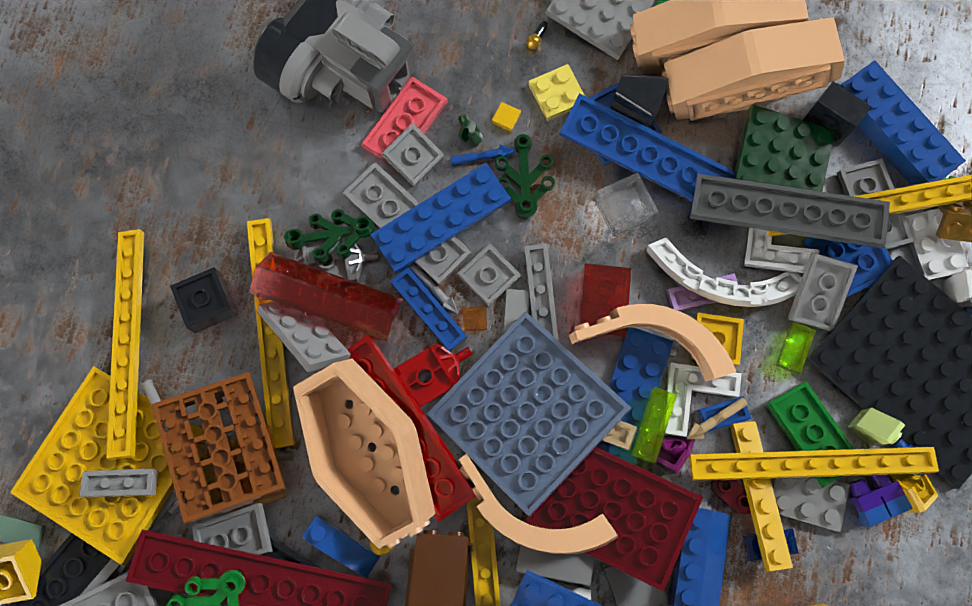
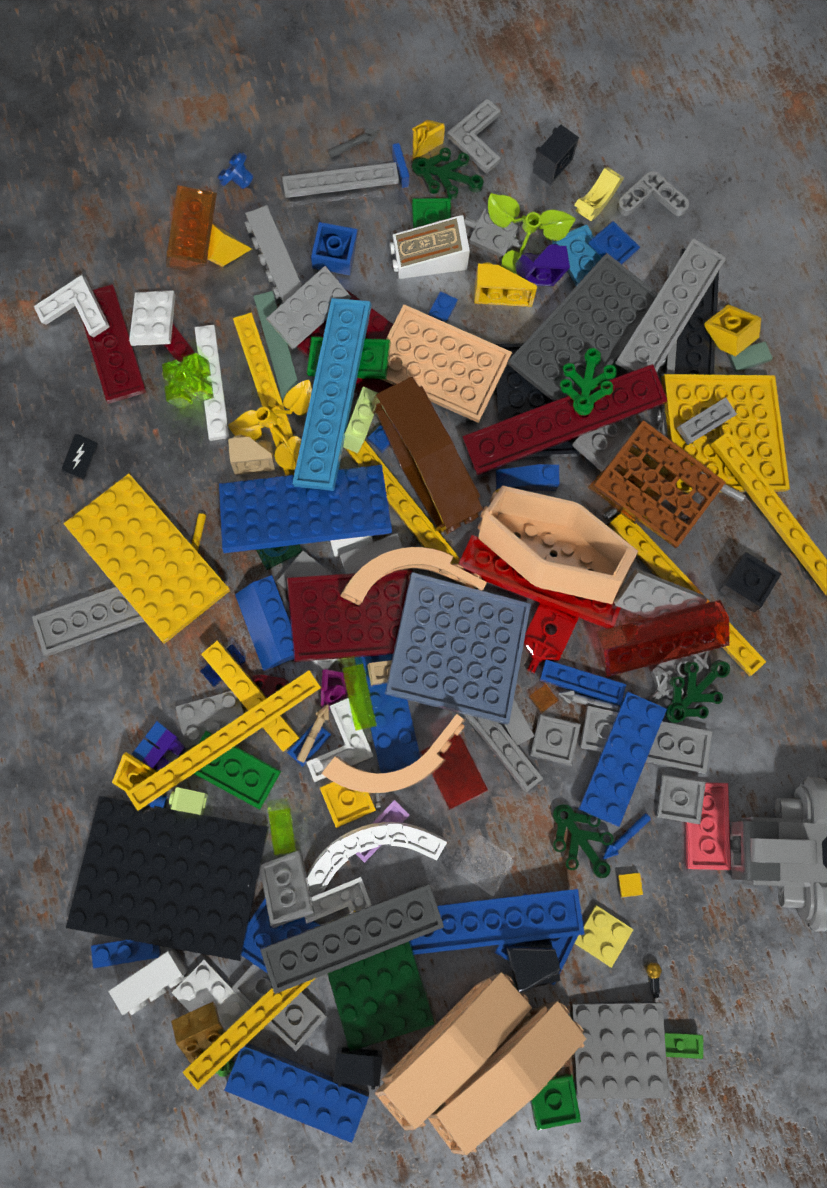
camera: 140 degrees right, 0 degrees up
(469, 130) = (651, 850): dark green piece -> none

